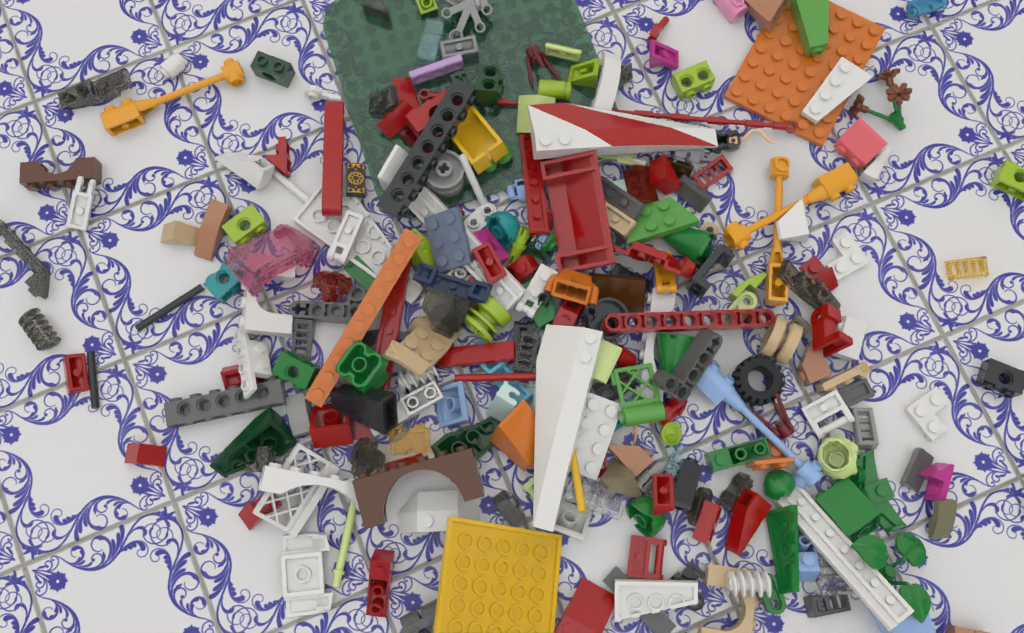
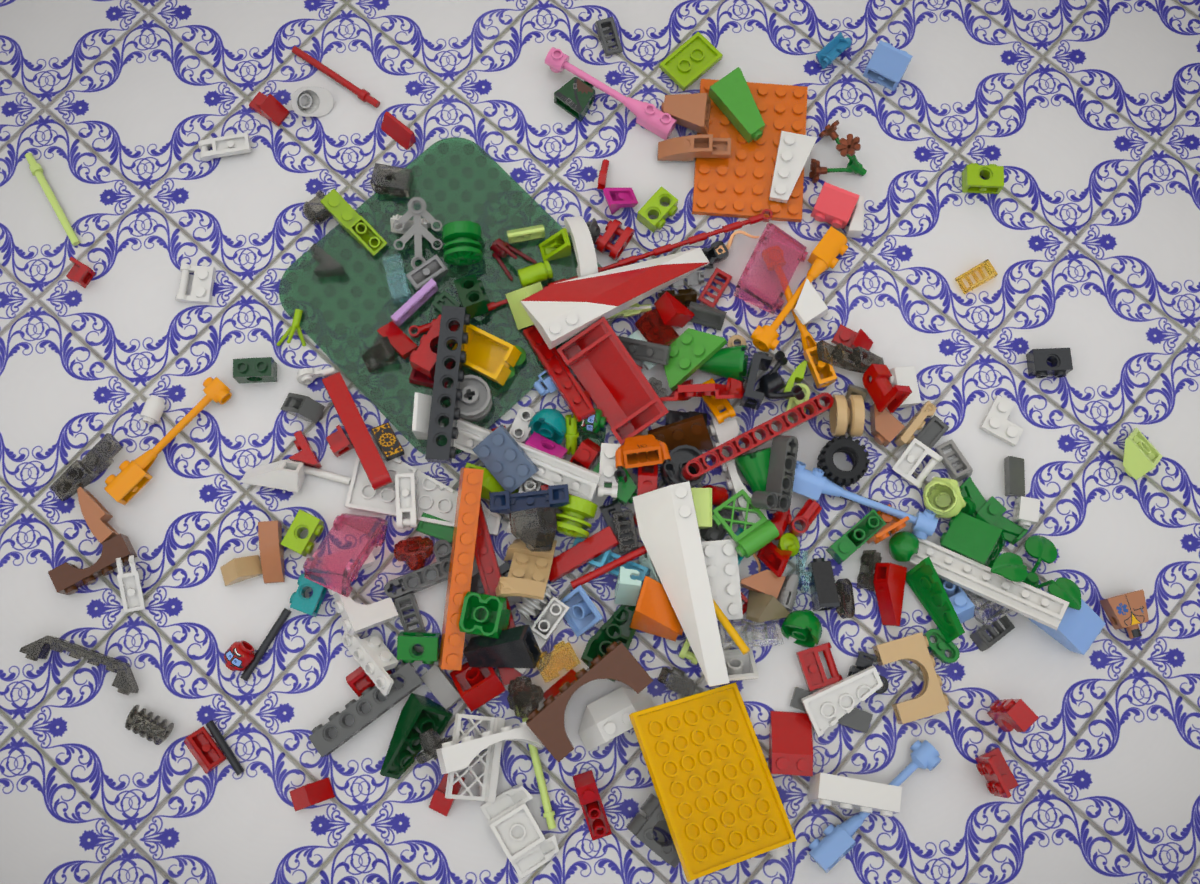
camera: 30 degrees left, 0 degrees up
(82, 133) = (95, 516): none -> nougat slope
(141, 306) = (239, 656): none -> red head
(298, 119) = (303, 407): none -> dark grey slope
(314, 162) = (339, 442): none -> red panel
(327, 43) = (295, 325): none -> lime plant
(396, 120) = (400, 368): red slope -> none
(472, 179) = (499, 392): white bar -> none
(489, 263) = (554, 465): red slope -> none
(502, 34) = (462, 243): none -> green wheel
(619, 221) = (654, 372): tan hinge -> none
(643, 81) = (612, 230): none -> red brick
(651, 440) = (774, 558): none -> red slope
(662, 493) = (808, 602): red slope -> none
(697, 415) = (805, 517): none -> red piece
(707, 522) = (857, 609): red slope -> none
(726, 280) = (773, 382): none -> black piece
(748, 582) = (917, 645): white piece -> none
(754, 37) = (694, 146): none -> nougat slope
(771, 176) = (770, 269): none -> clear pink windscreen
(783, 427) = (884, 491): dark red plant -> none
(850, 256) = (872, 312): white plate -> none
(913, 507) = (1026, 511): none -> white brick
(939, 480) = (1037, 477): dark pink slope -> none
(943, 520) = (1057, 511): olive slope -> none
(971, 38) = (887, 65): none -> light blue slope

